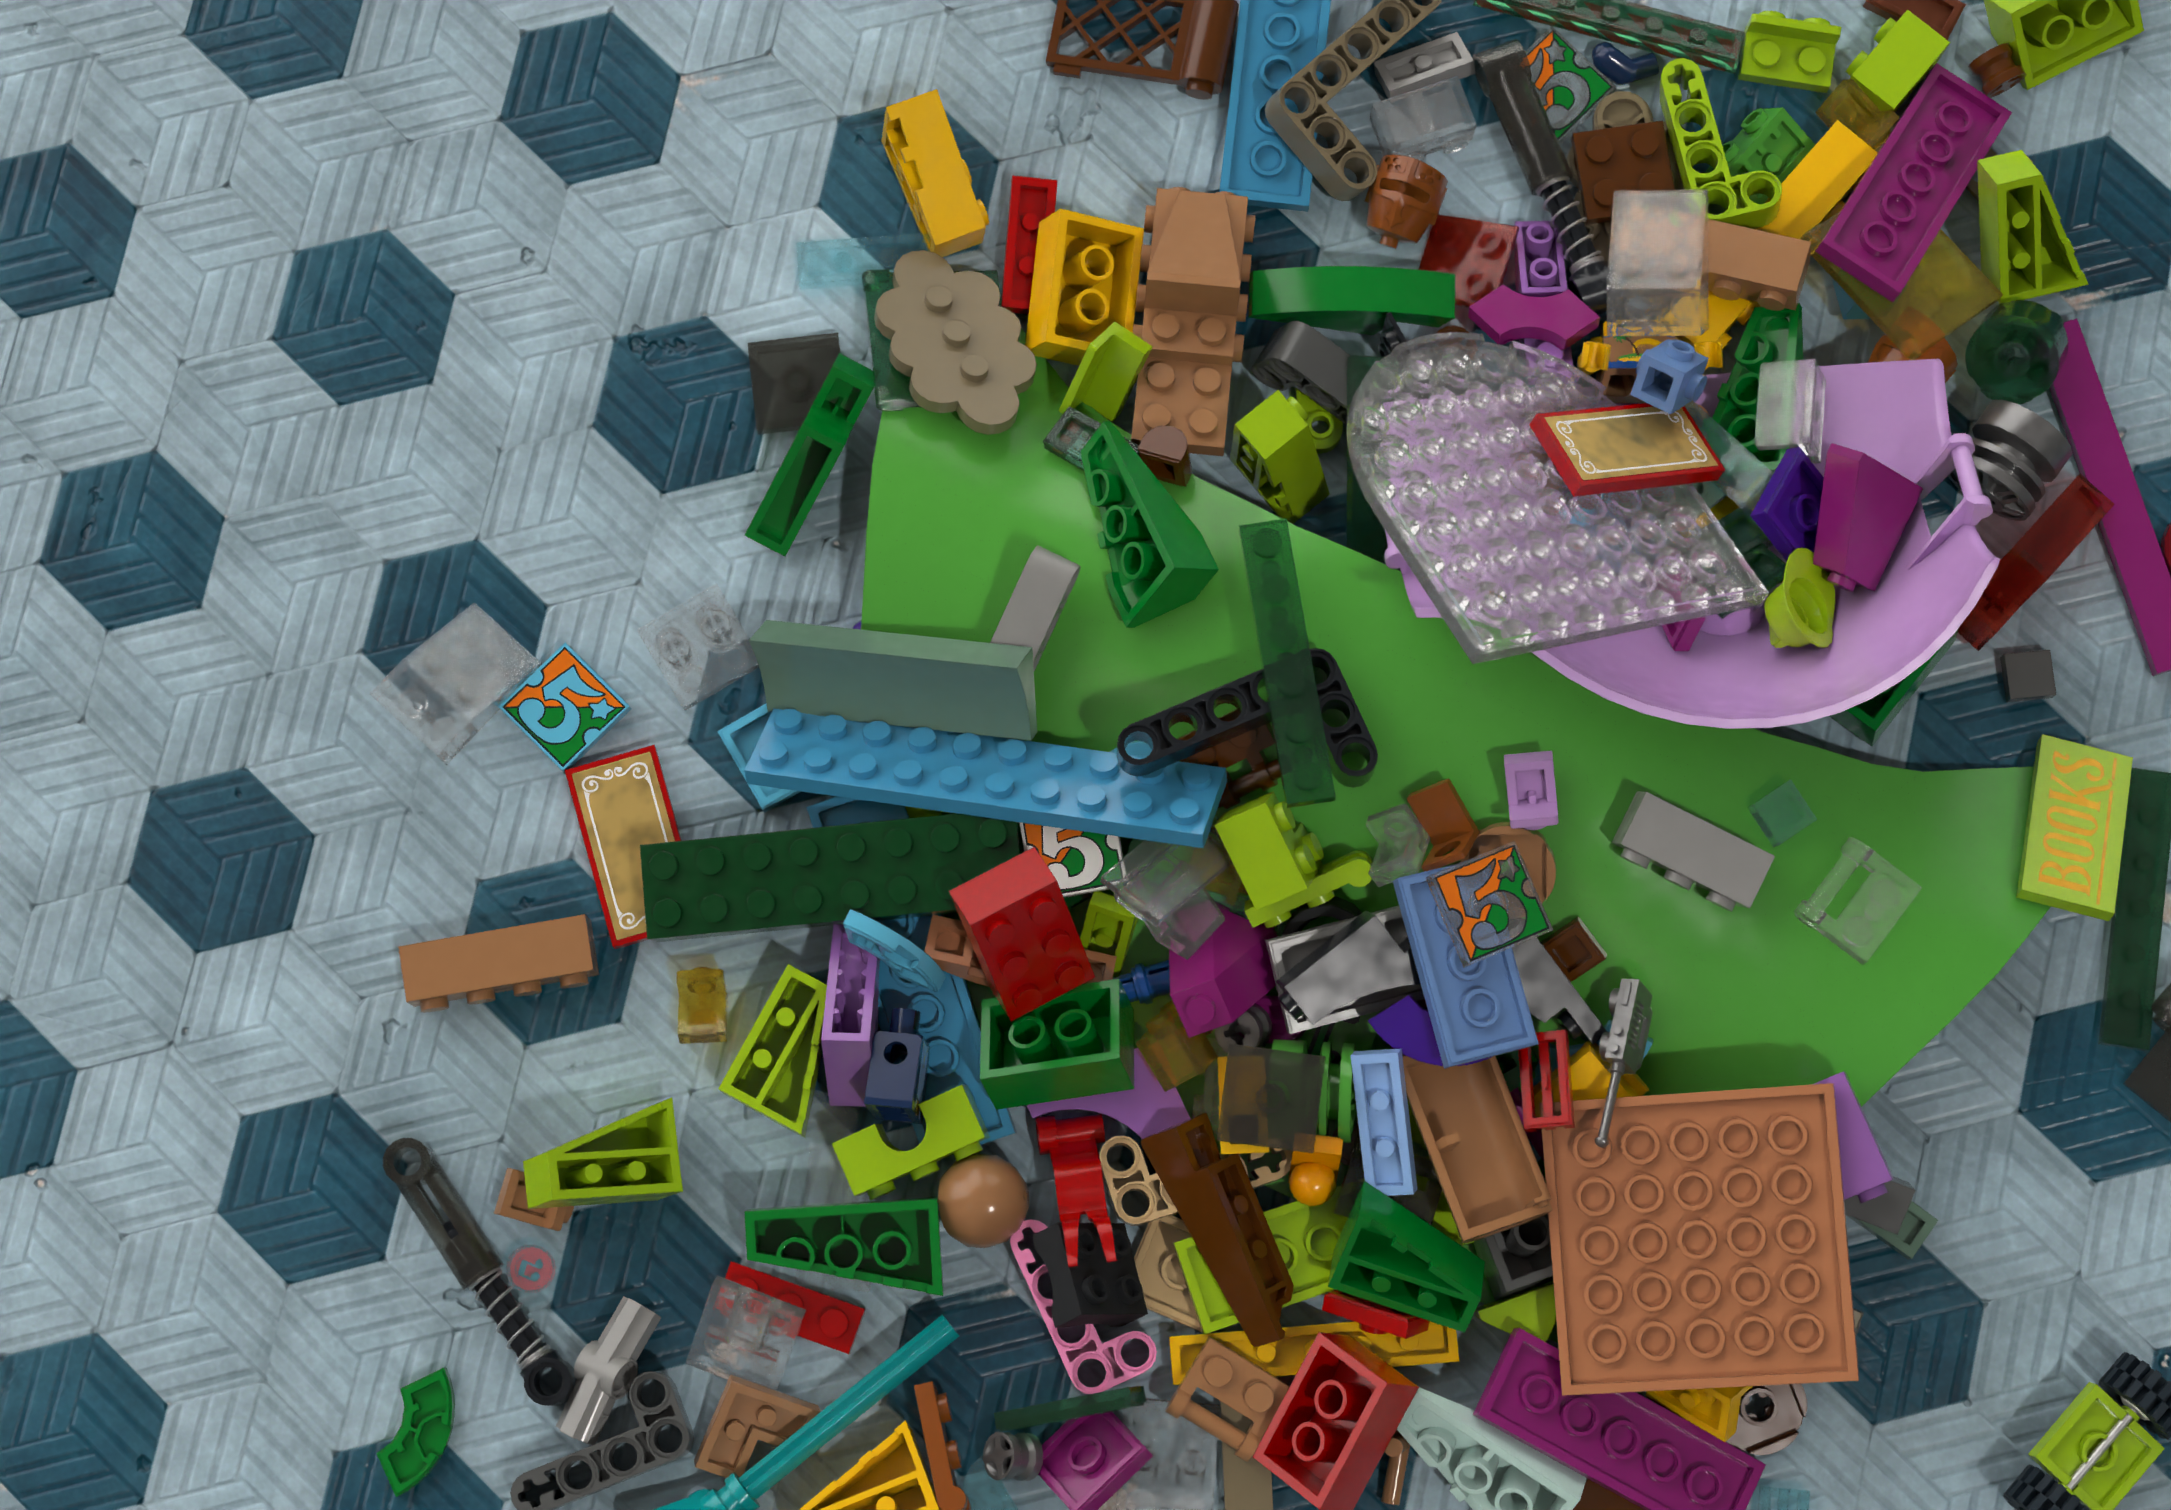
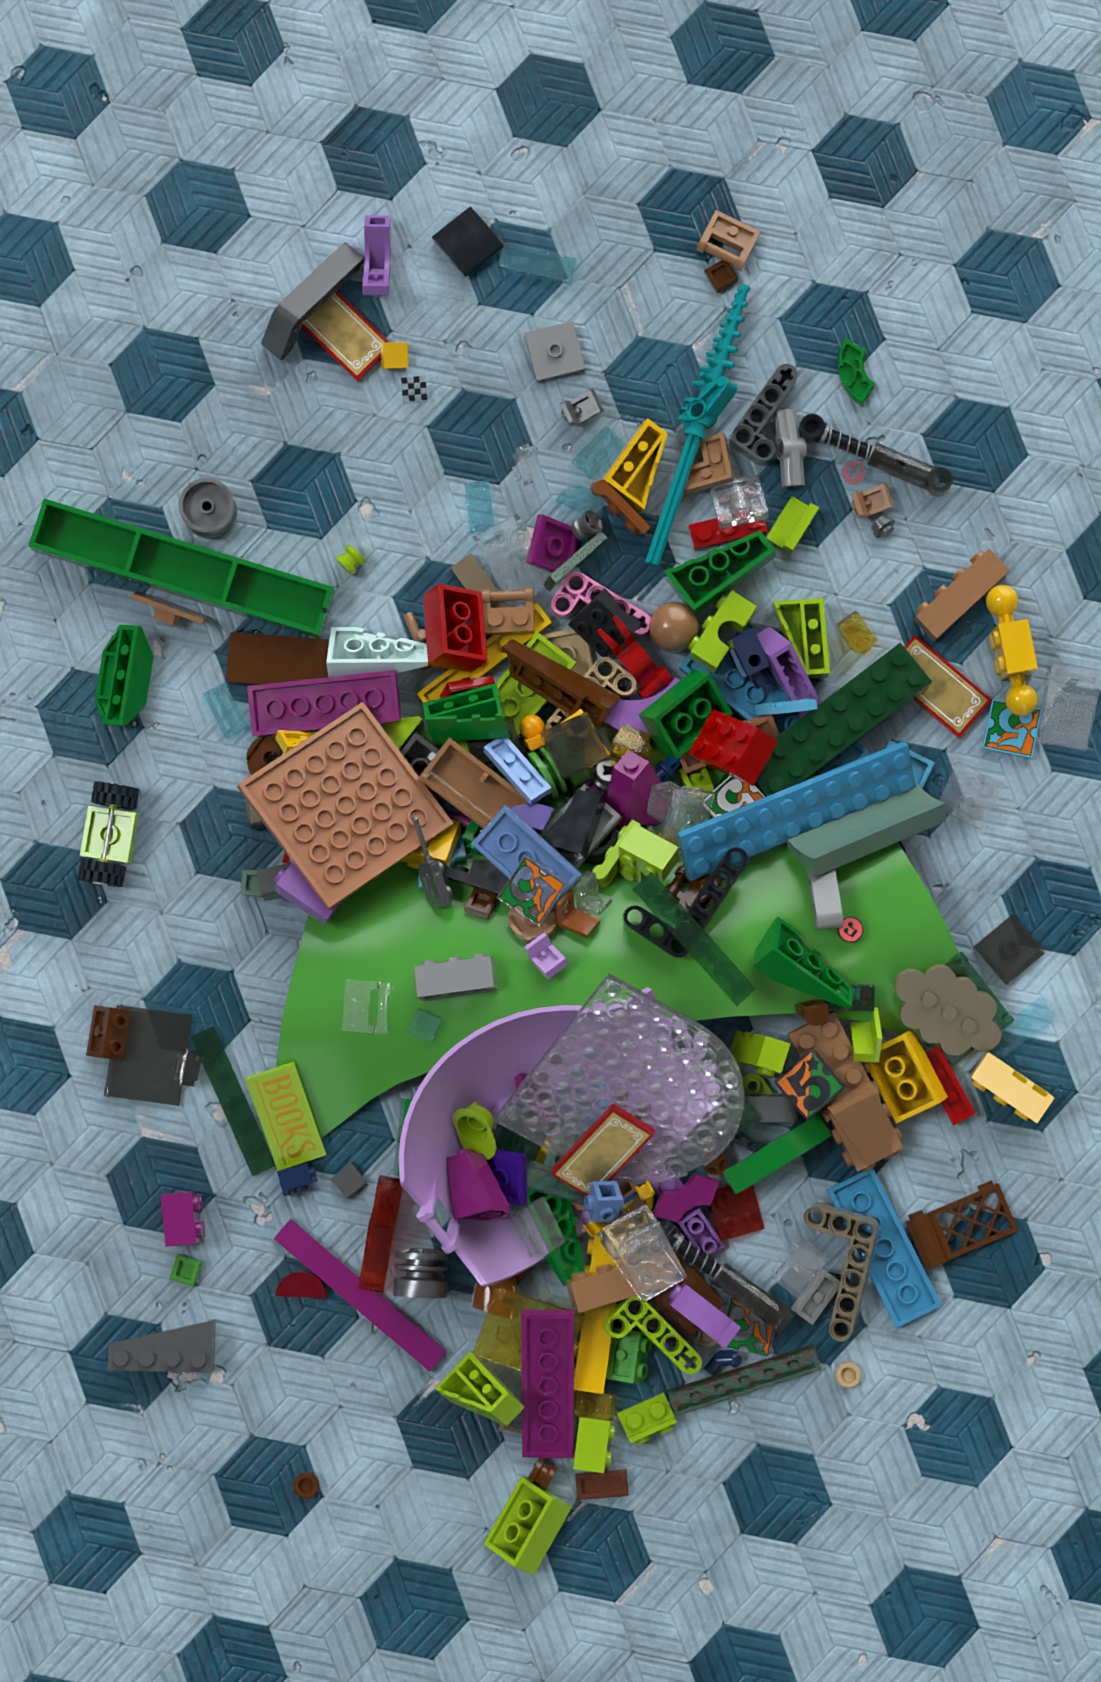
camera: 145 degrees right, 5 degrees up
(480, 820) = (1013, 650): none -> yellow brick
(542, 1142) = (883, 527): none -> dark grey plate
(613, 1164) = (849, 536): lime wedge -> none
(684, 1247) = (792, 524): none -> lime panel
(812, 455) = (978, 916): green slope -> none
(1022, 538) = (851, 930): none -> coral tile
(1240, 352) = (810, 1084): none -> tile
(1404, 199) = (783, 1219): dark orange helmet -> none
(1549, 1121) = (448, 838): red tile -> none
(1617, 117) = (703, 1314): none -> medium lavender arch
(1992, 358) = (448, 1330): clear green brick -> none
(2111, 726) = (297, 1178): none -> dark blue brick

